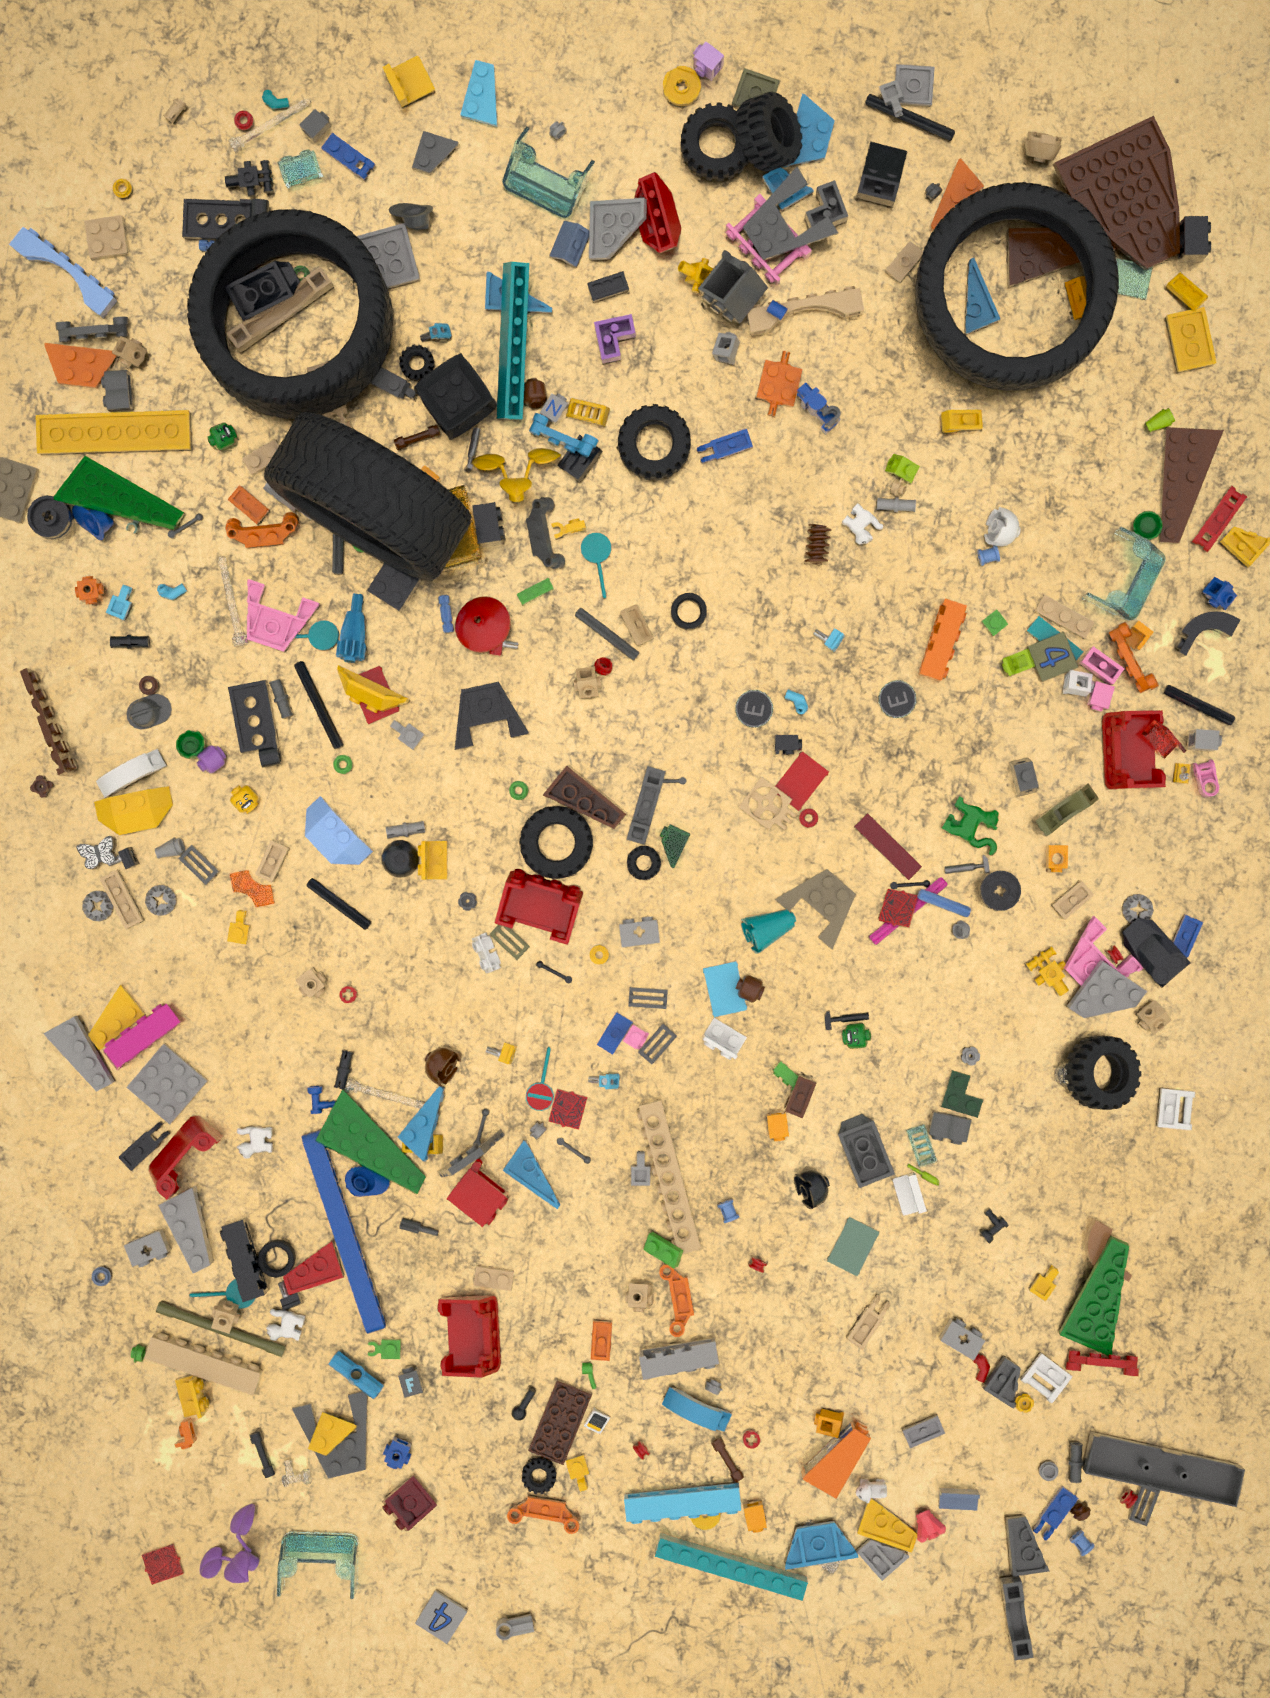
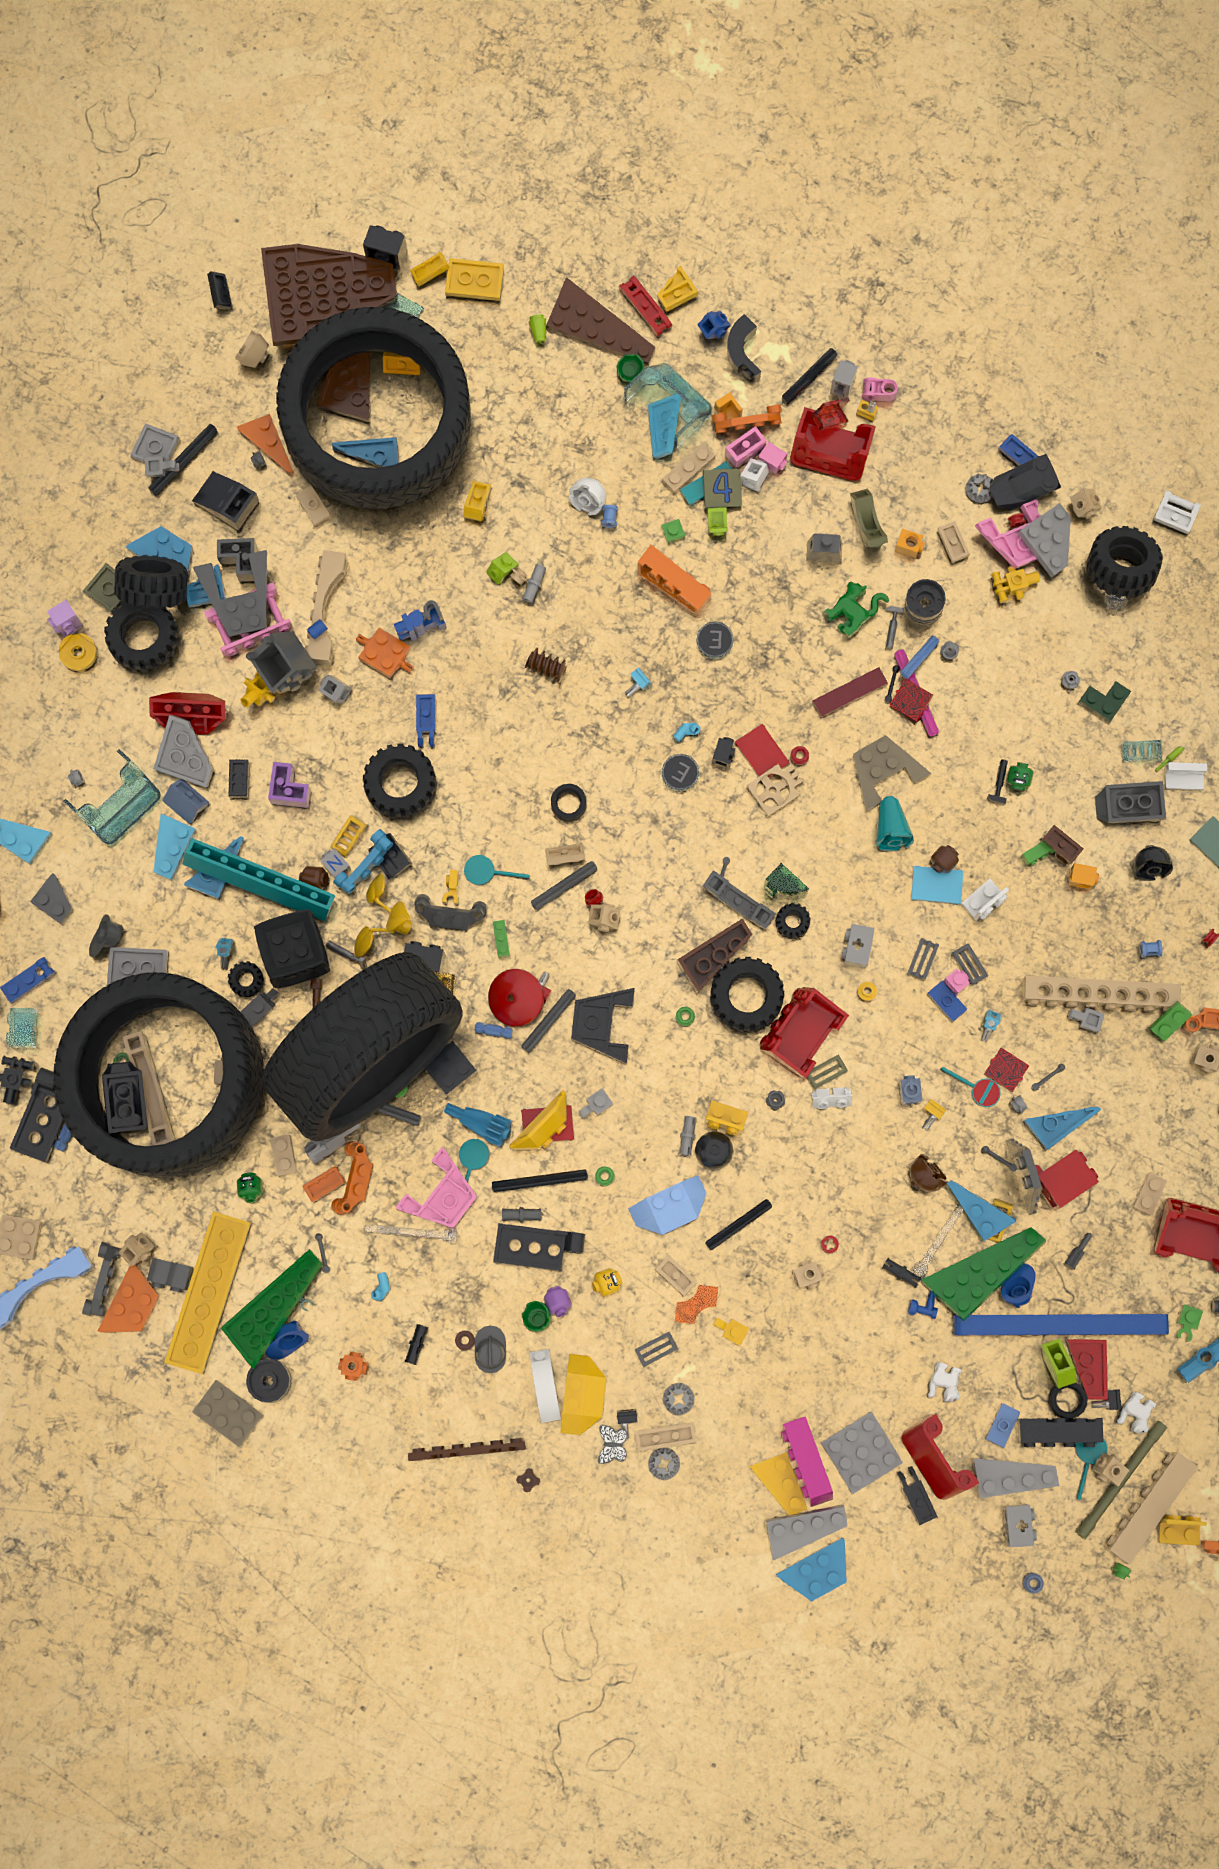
camera: 65 degrees left, 10 degrees down
(46, 1077) = (818, 1572): none -> dark azure wing
(119, 605) = (377, 1342): medium azure plate -> none
(173, 847) = (631, 1371): light grey cone -> none
(234, 1205) = (1002, 1425): none -> medium blue plate
(304, 1240) = (1059, 1363): none -> lime brick
(472, 662) = (548, 1020): none -> dark grey axle
(516, 1024) = (910, 1090): none -> sand blue brick
(523, 246) = (171, 845): none -> medium azure wing
(568, 979) = (881, 1029): black hinge -> none
(862, 520) = (539, 620): white animal -> none
(949, 1127) = (1132, 719): dark grey brick -> none
(1095, 90) = (219, 290): none -> black plate
(1099, 577) = (663, 424): none -> medium azure wing

